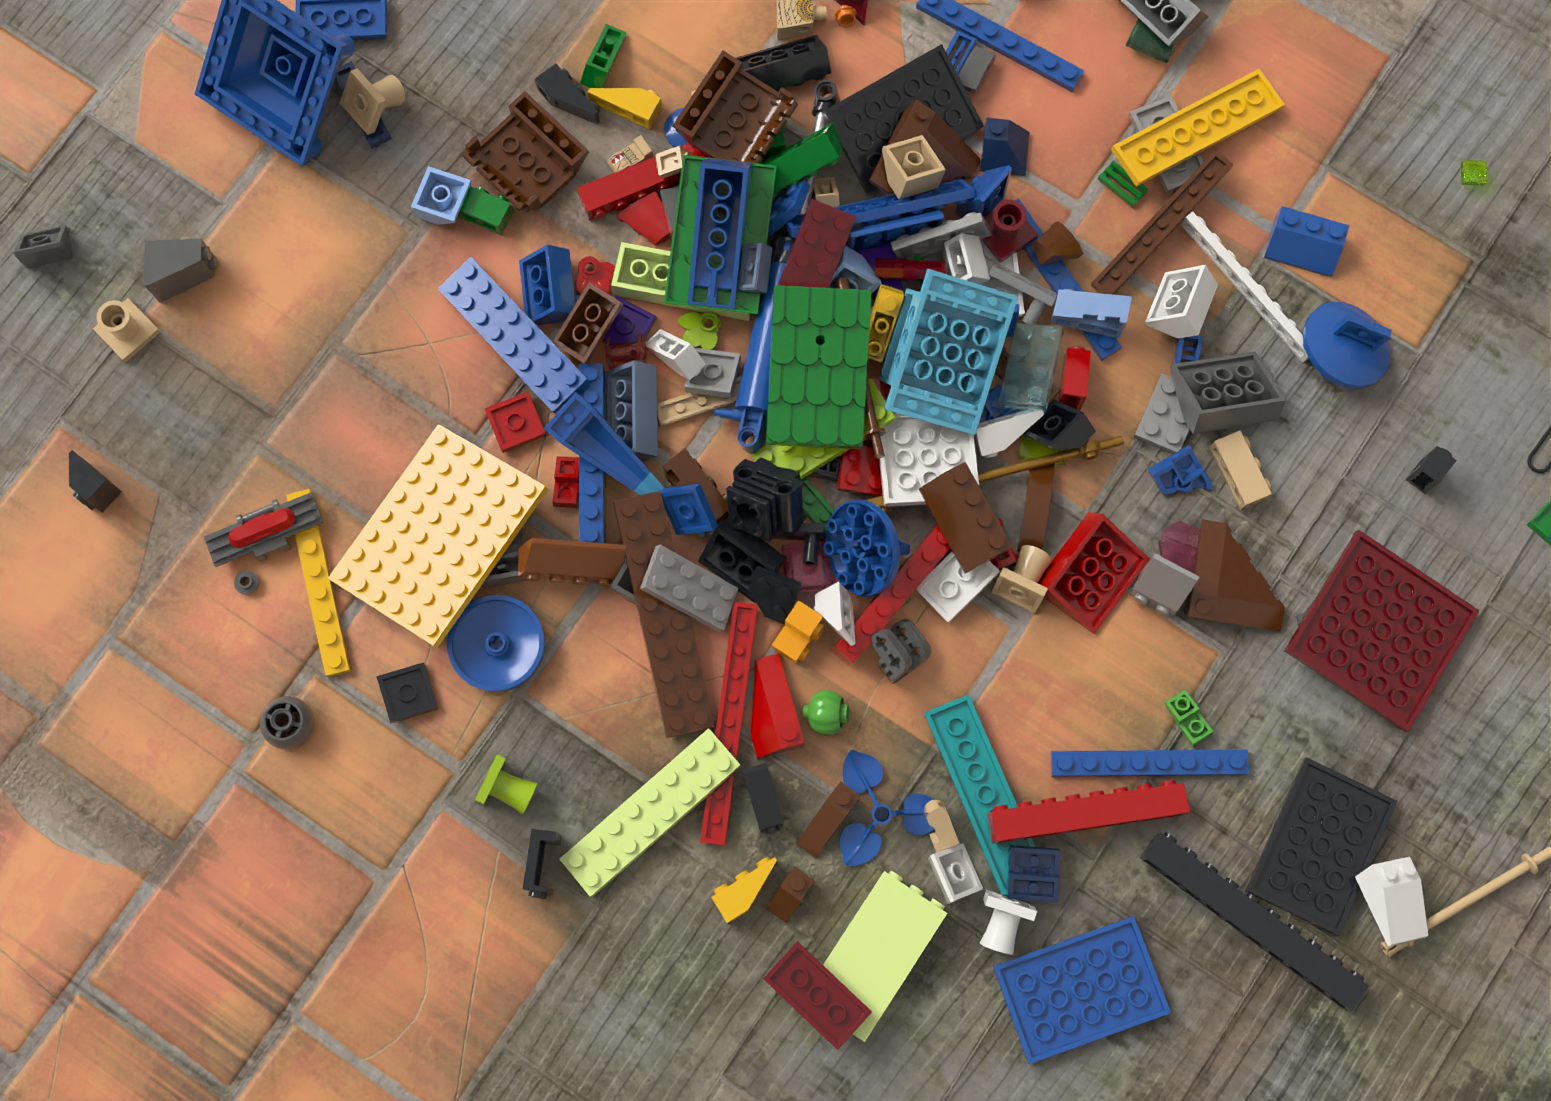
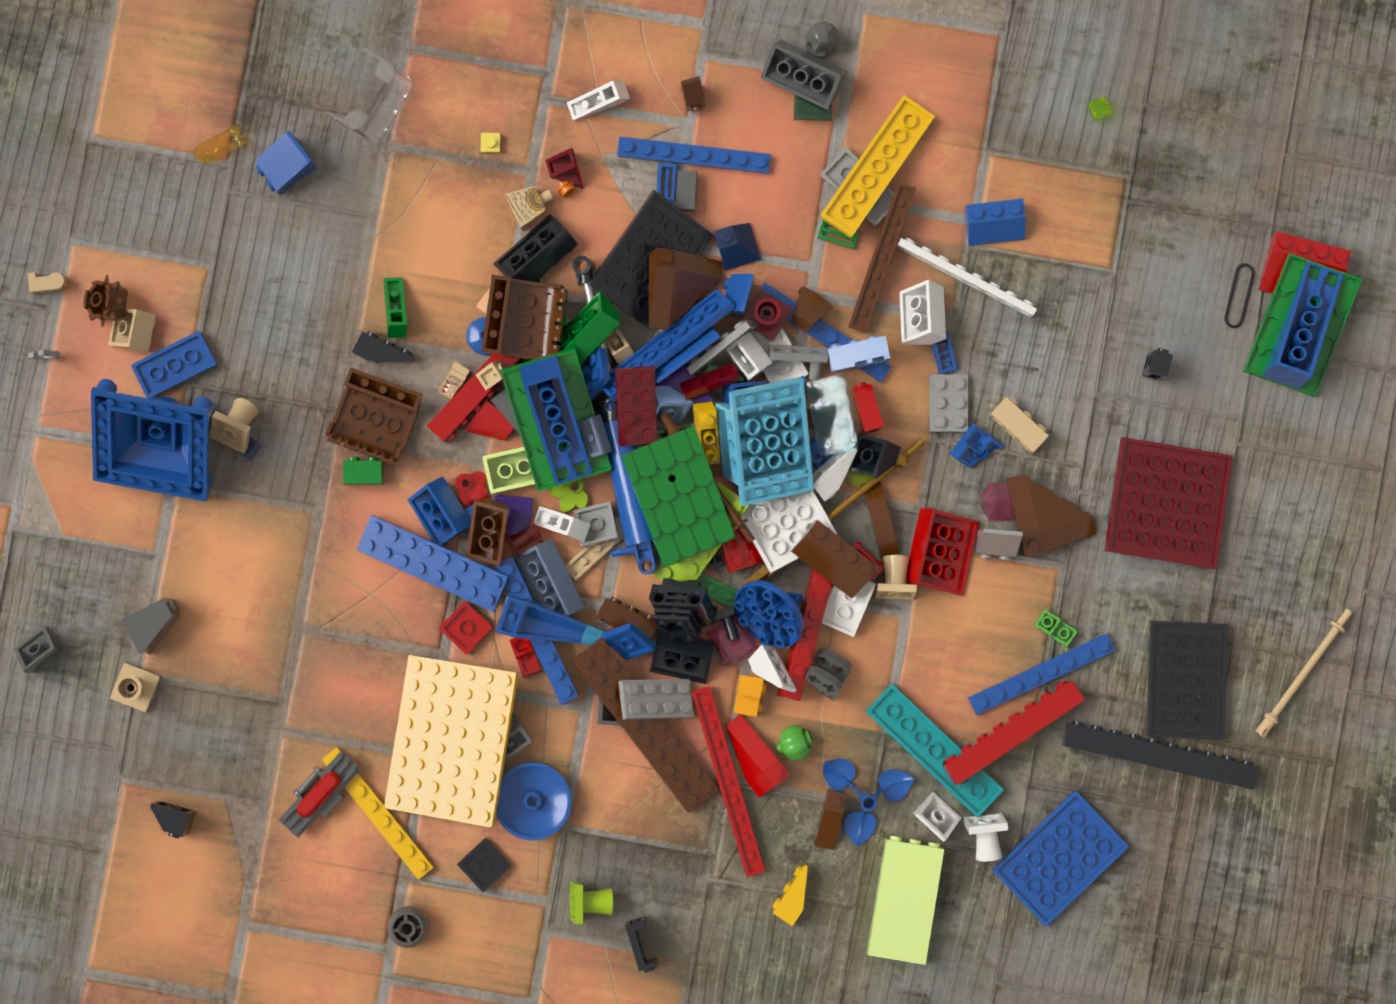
camera: 30 degrees left, 10 degrees up
(251, 587) = (331, 837): dark grey plate -> none
(440, 196) = (326, 479): light blue slope -> none
(570, 561) = (562, 718): dark orange slope -> none
(630, 103) = (436, 336): yellow slope -> none
(650, 812) = (701, 872): yellowish green plate -> none
(763, 798) = (778, 826): black slope -> none
(774, 593) = (719, 674): black plate -> none
(790, 894) = (827, 884): reddish brown slope -> none
(817, 995) = (879, 948): dark red plate -> none
(912, 167) = (677, 303): tan slope -> none
(939, 819) = (909, 785): tan leg -> none
(1033, 873) = (992, 793): dark blue slope -> none
(1226, 392) = (983, 370): dark grey slope -> none
(1346, 345) = (1058, 294): blue bracket -> none
(1395, 900) = (1253, 698): white slope -> none

